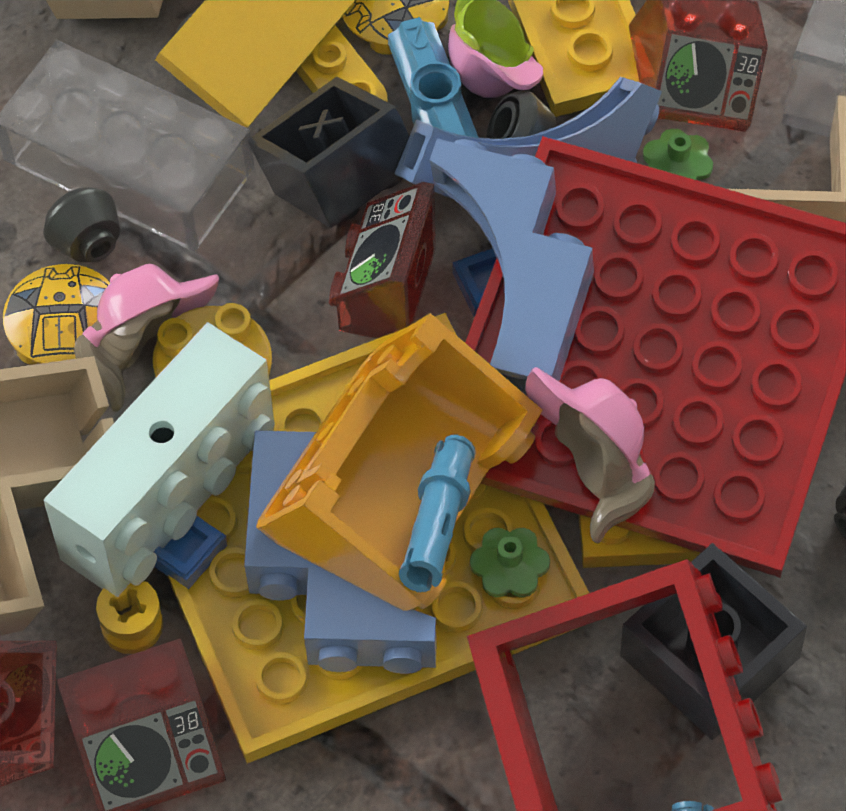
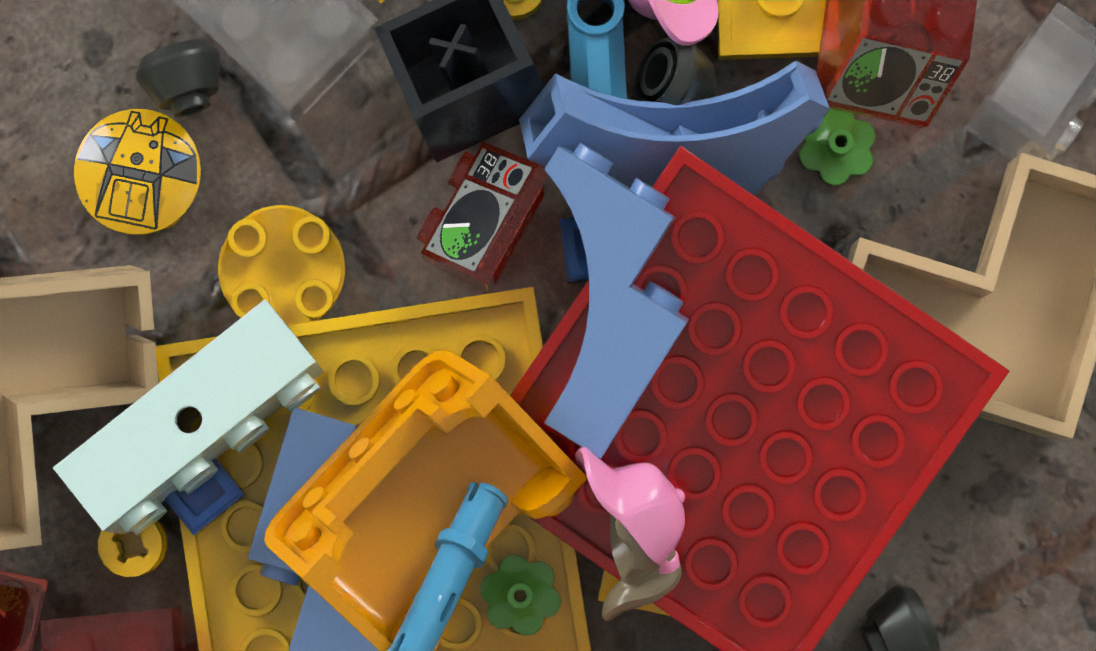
camera: 10 degrees right, 25 degrees up
(131, 315) = (203, 205): hair -> none

